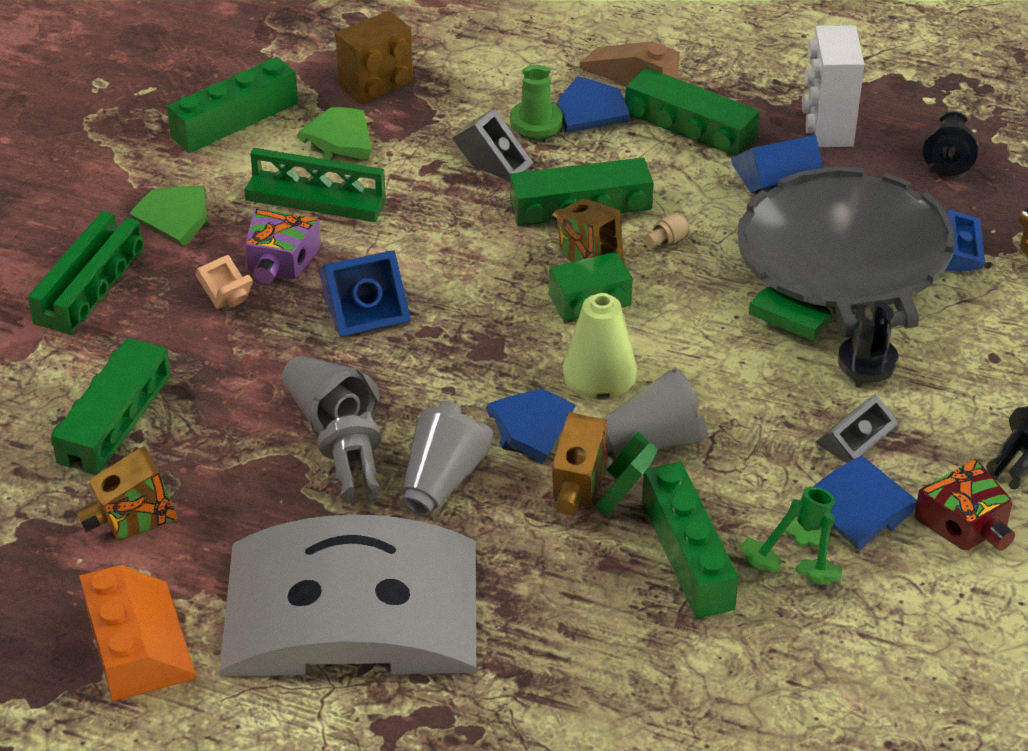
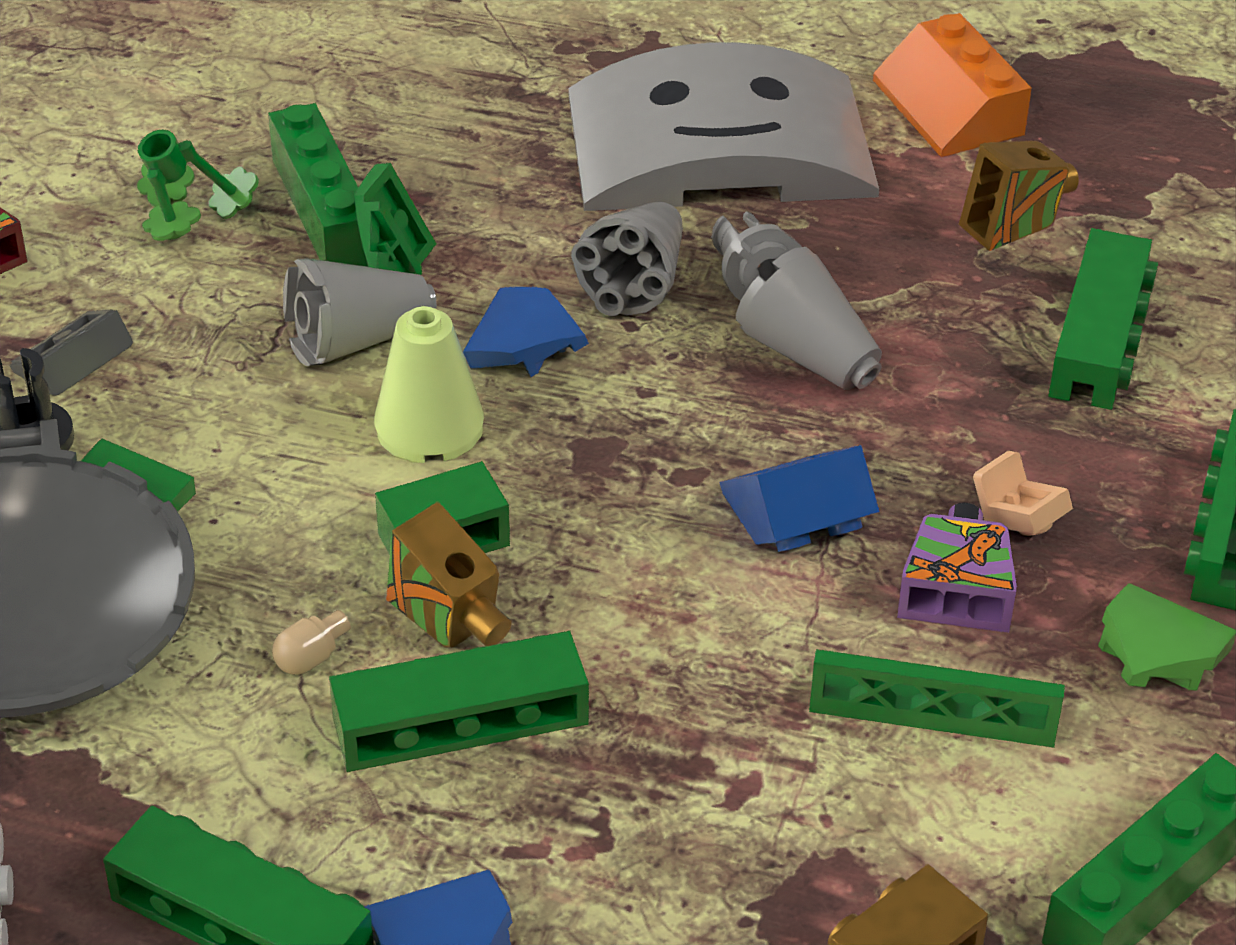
camera: 175 degrees right, 0 degrees up
(339, 132) = (931, 822): bright green slope -> none
(492, 146) = (634, 790): dark grey slope -> none
(536, 114) = (550, 877): bright green piece -> none
(578, 476) = (453, 235): pearl gold torso -> none
(766, 164) = (88, 780): blue slope -> none
(865, 501) = (93, 252): blue slope -> none

